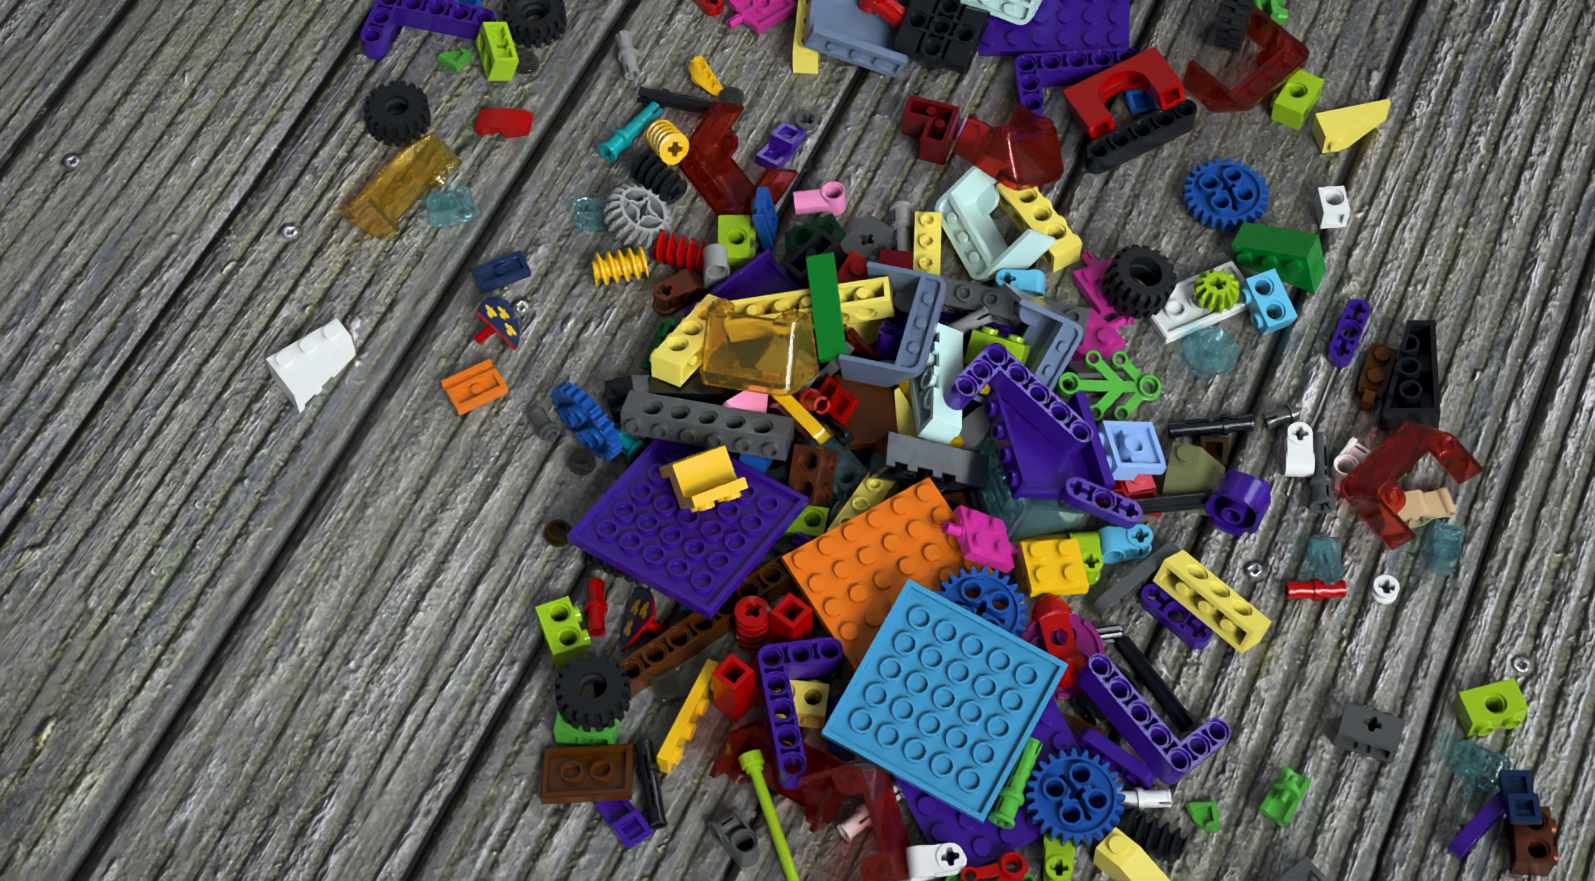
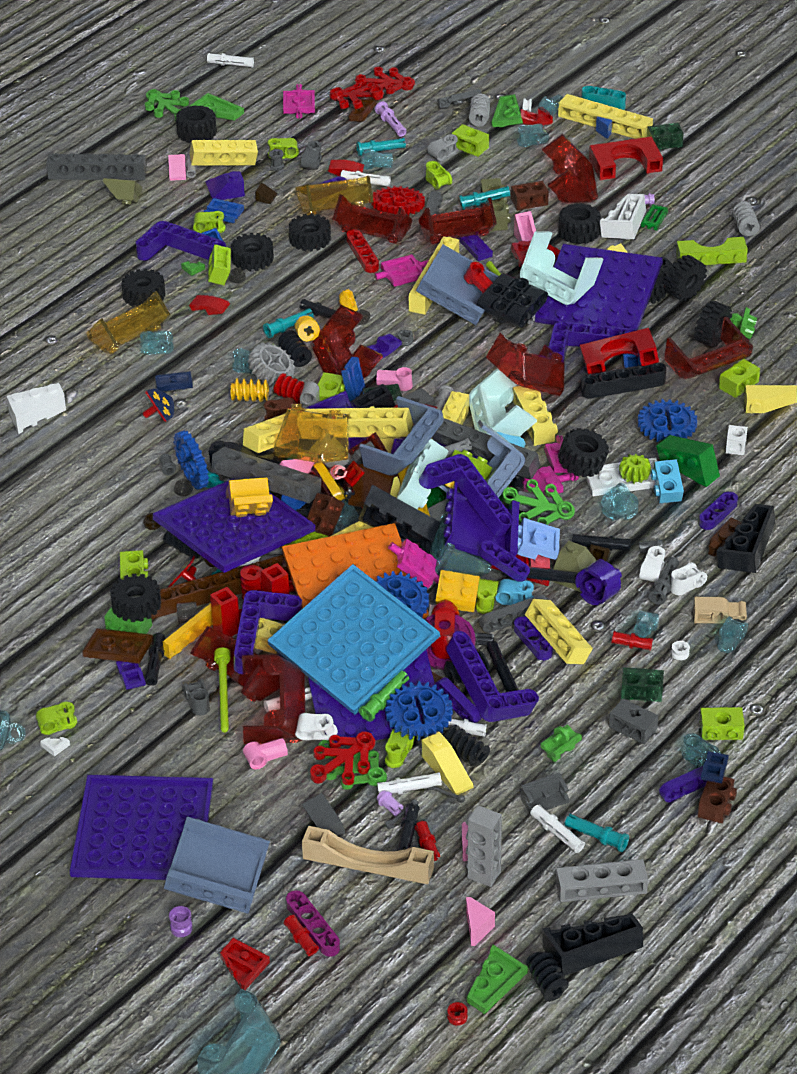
camera: 15 degrees right, 15 degrees down
(474, 387) = (131, 437): orange plate -> none
(596, 607) = (159, 563): red pin -> none
(627, 55) = (303, 282): light grey pin -> none
(826, 307) = (363, 417): green tile -> none
(934, 125) = (477, 346): dark red brick -> none
(1204, 815) = (505, 745): bright green tile -> none
(1356, 659) = (642, 684): none -> clear green brick
(1373, 485) = (692, 586): clear red windscreen -> none

